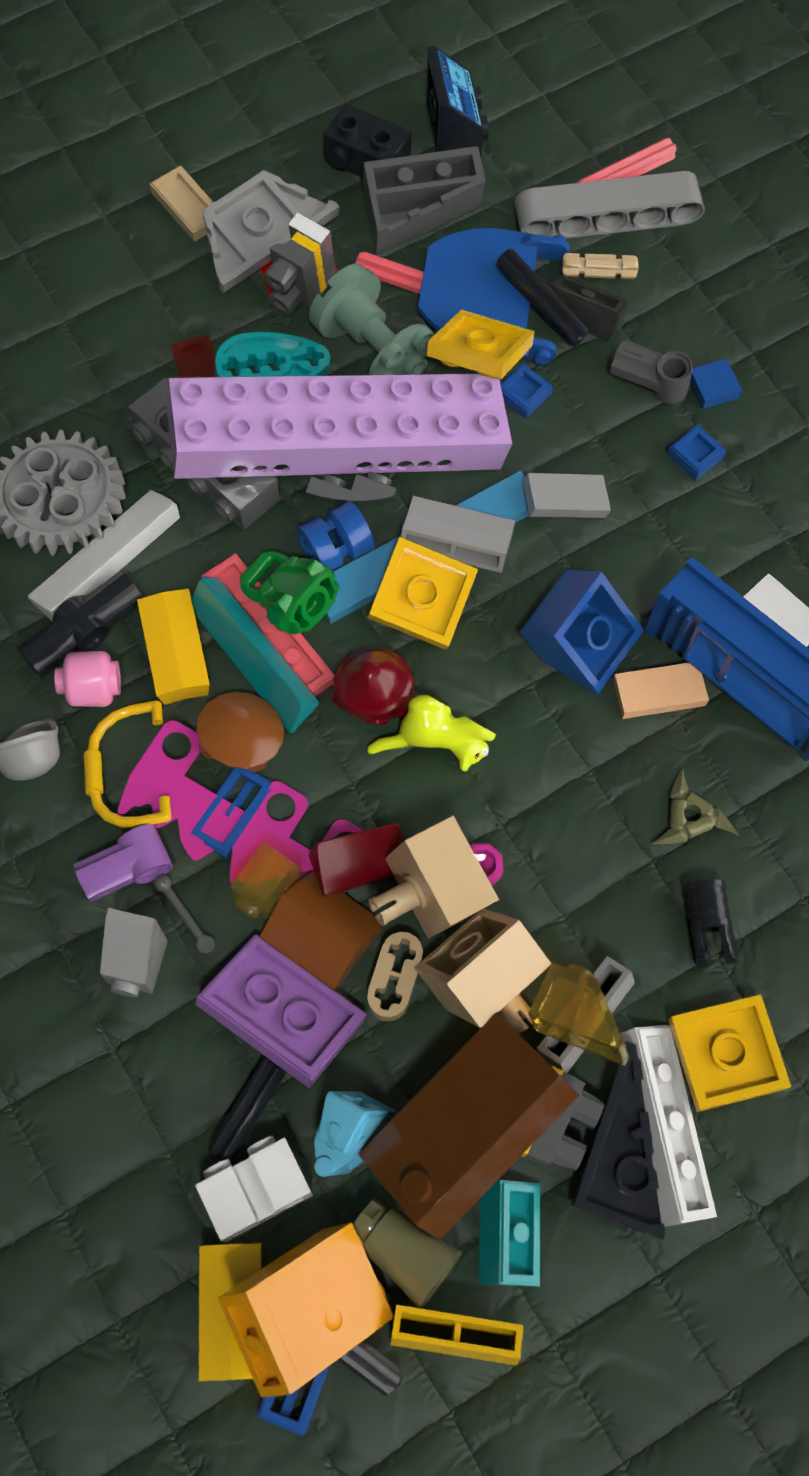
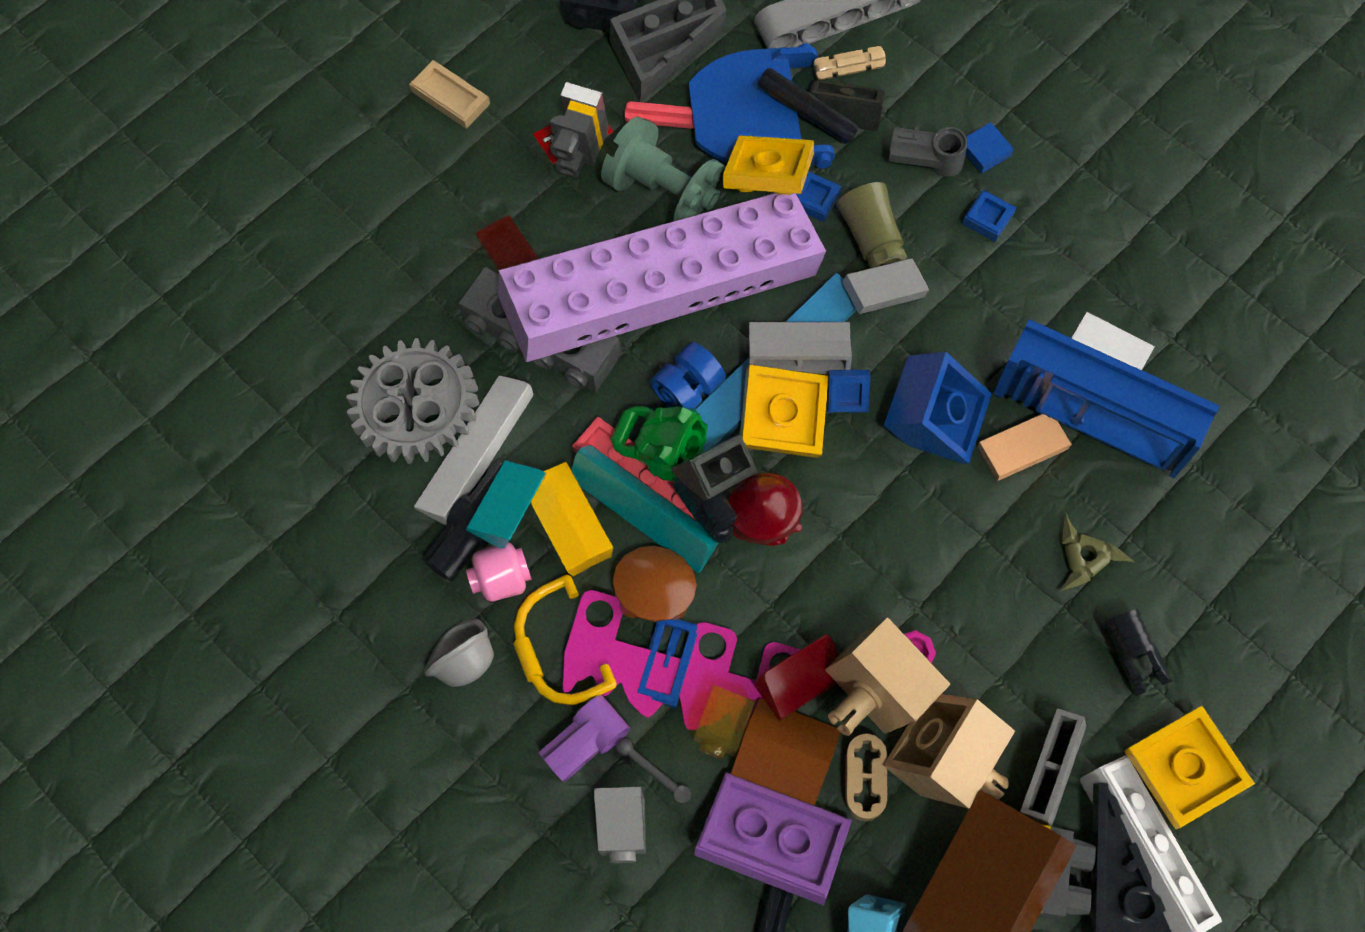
camera: 10 degrees left, 0 degrees up
(112, 612) = (505, 503): none -> teal slope
(254, 219) = (523, 99): light grey wing -> none
(265, 348) = (581, 213): teal piece -> none
(313, 661) = (713, 514): none -> black hinge
(333, 629) = (716, 468): none -> pearl dark grey slope
(366, 491) = (701, 327): dark grey slope -> none
(433, 726) = (831, 533): neon yellow animal -> none
(495, 590) = (848, 391): none -> blue tile
(572, 429) = (873, 224): none -> olive plant
(576, 1012) = (1052, 770): clear yellow slope -> none

